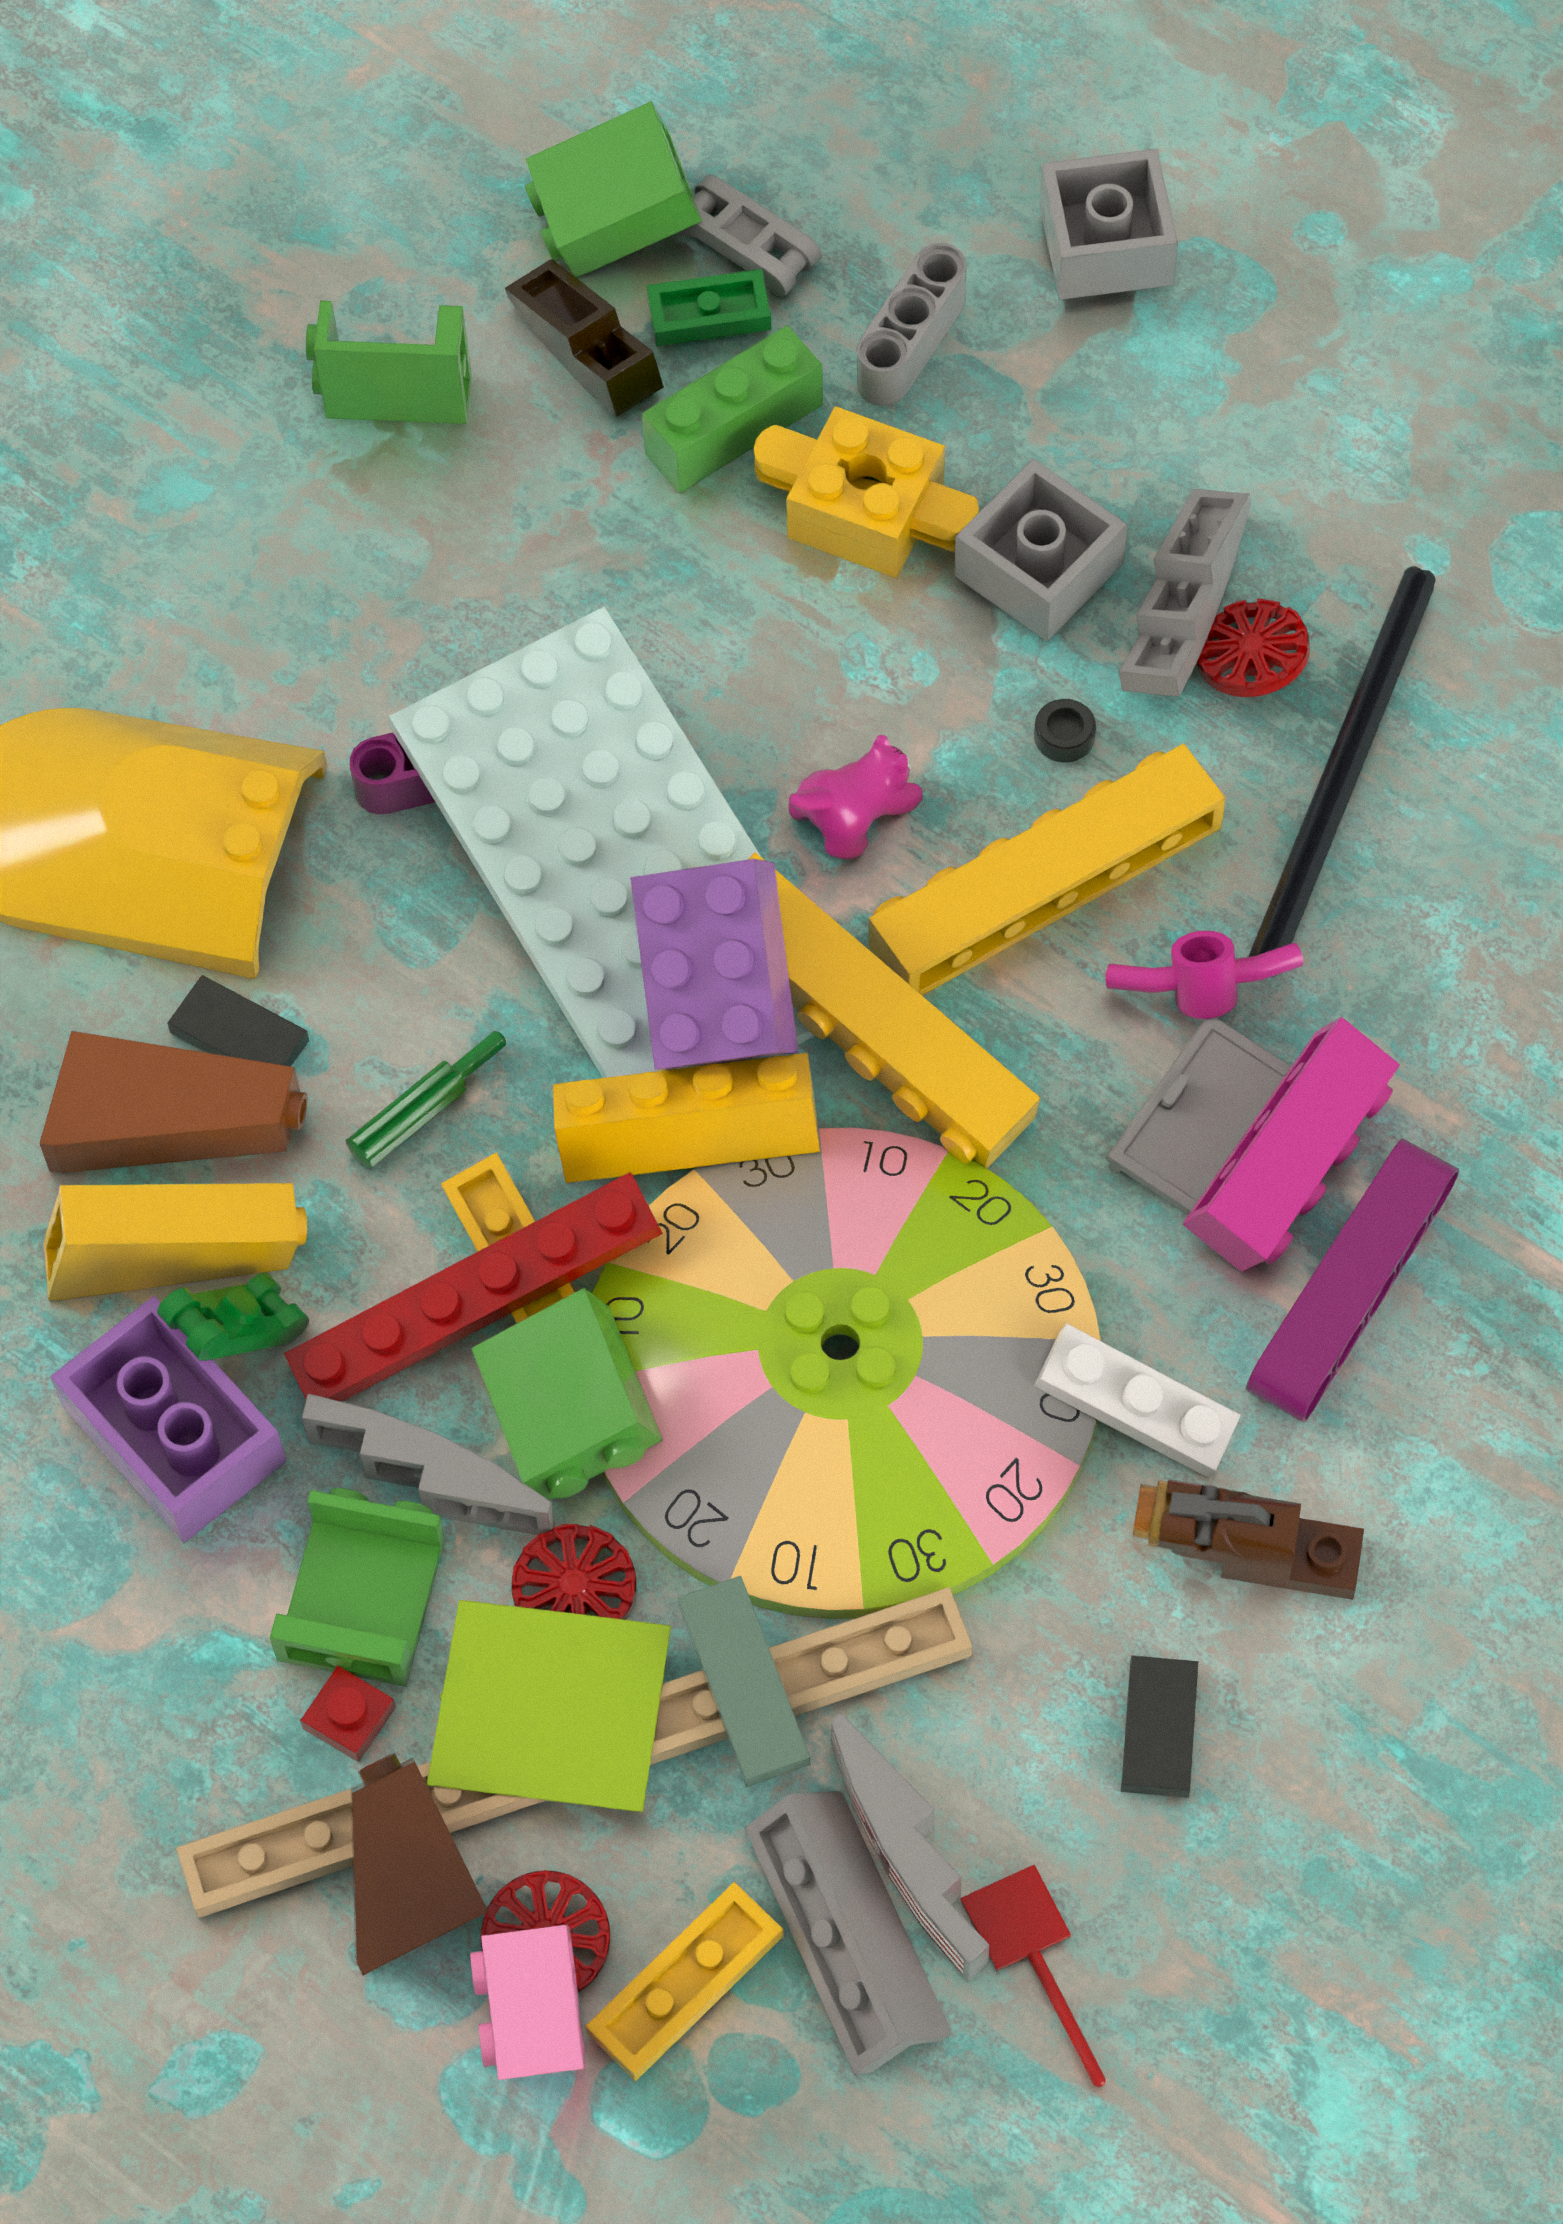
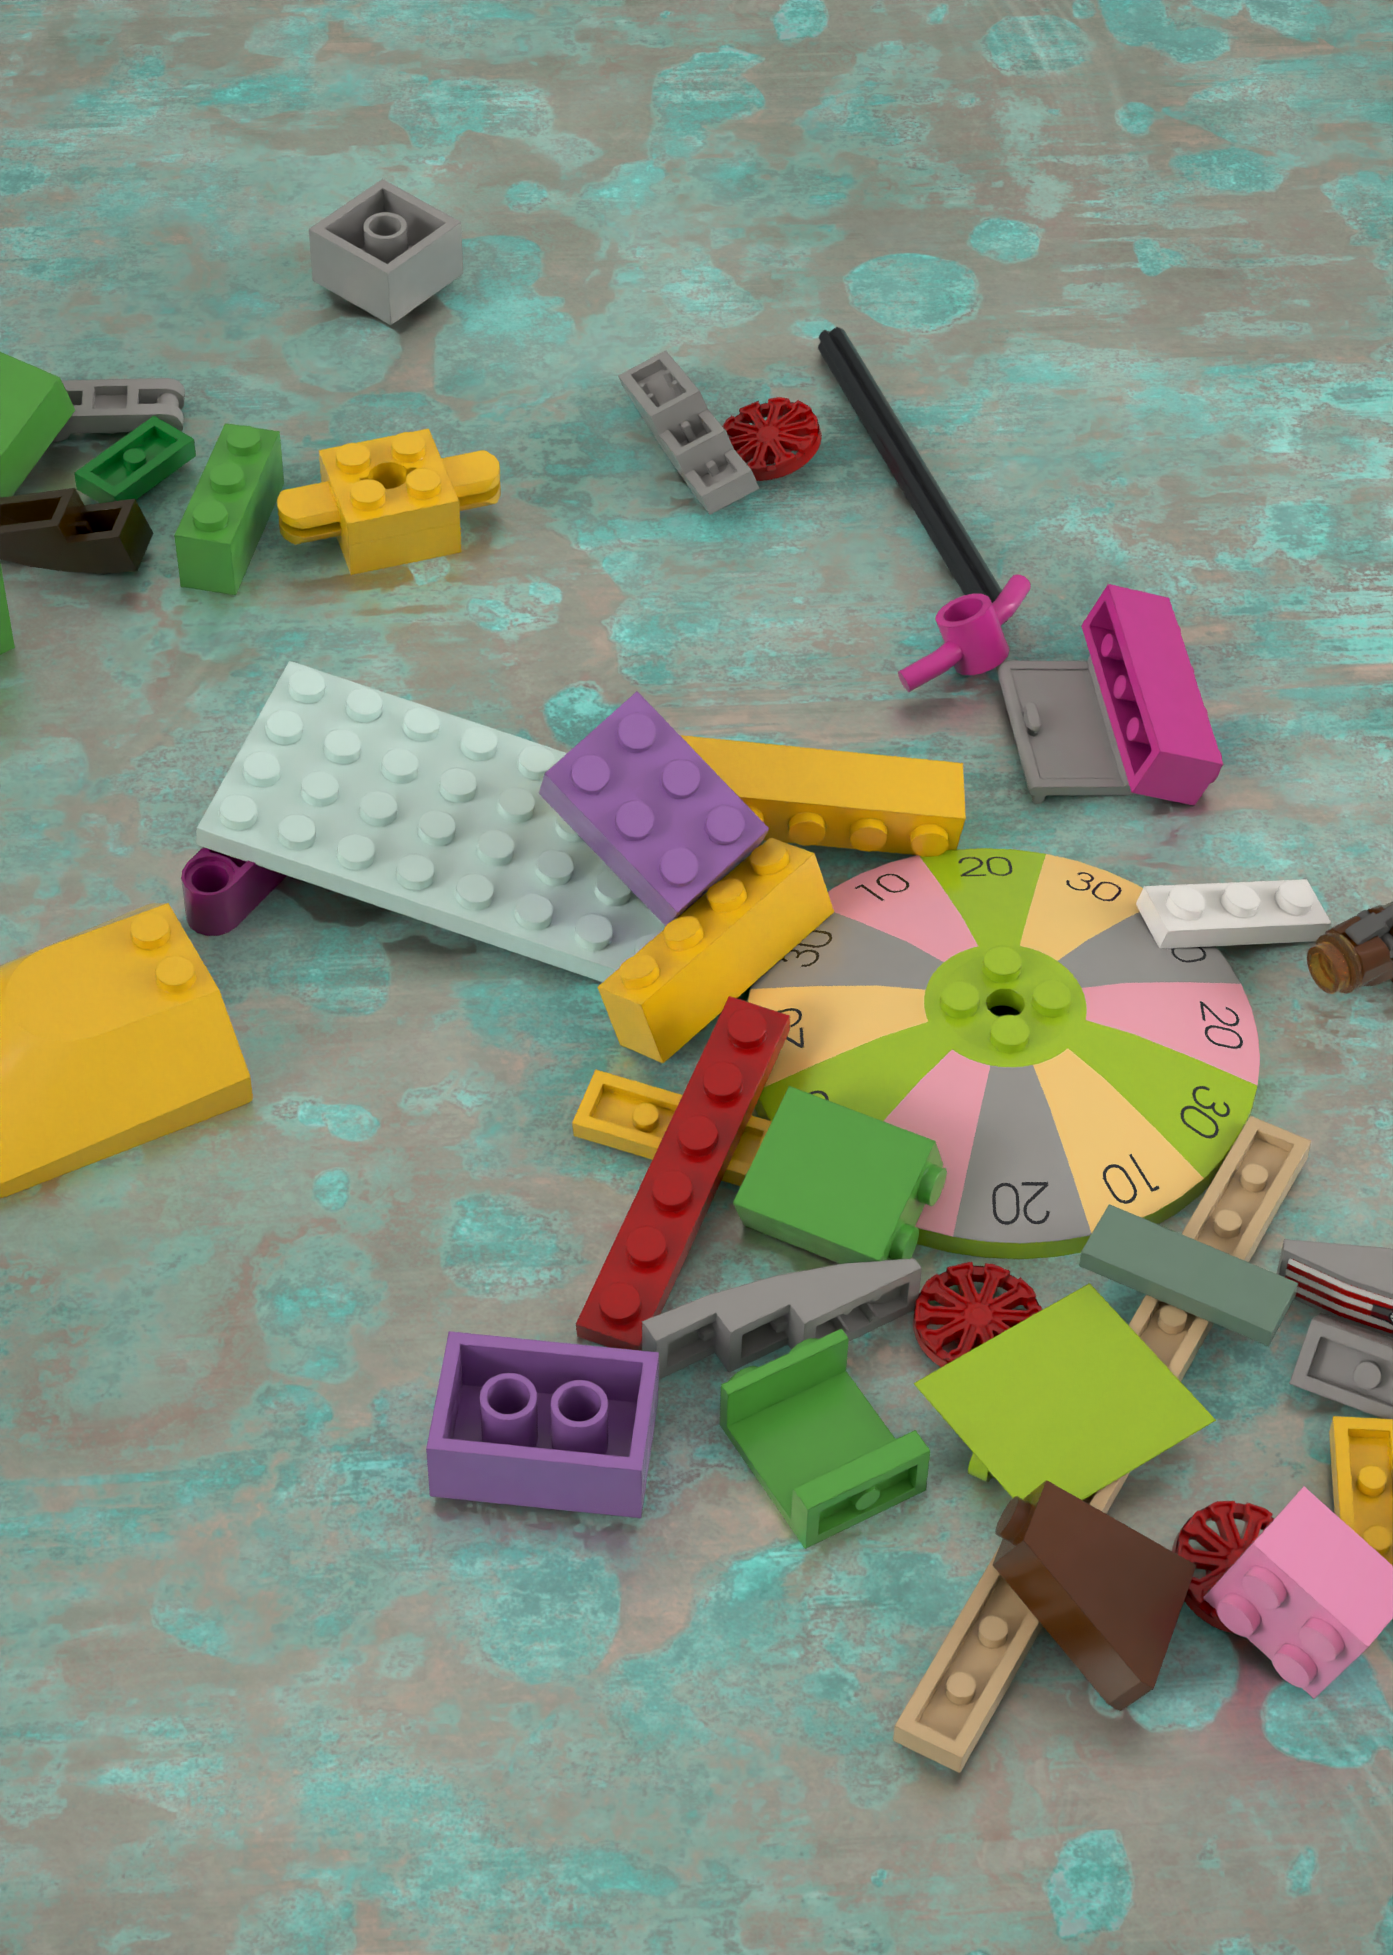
camera: 45 degrees left, 15 degrees down
(164, 1104) = (284, 1221): dark orange slope -> none
(167, 1235) = (388, 1306): yellow slope -> none
(233, 1318) = (521, 1311): green plate -> none
(235, 1026) = (282, 1139): pearl dark grey tile -> none
(348, 1713) = (908, 1537): red plate -> none
(419, 1104) = (487, 1092): green axle -> none
(855, 795) = (593, 681): dark pink animal -> none
(926, 295) = (304, 387): light grey beam -> none
(1040, 549) = (562, 458): light grey brick -> none
(1047, 870) = (791, 629): yellow brick -> none
(1064, 730) = (693, 565): pearl dark grey tile -> none
(1352, 1280) = (1282, 752): magenta beam -> none

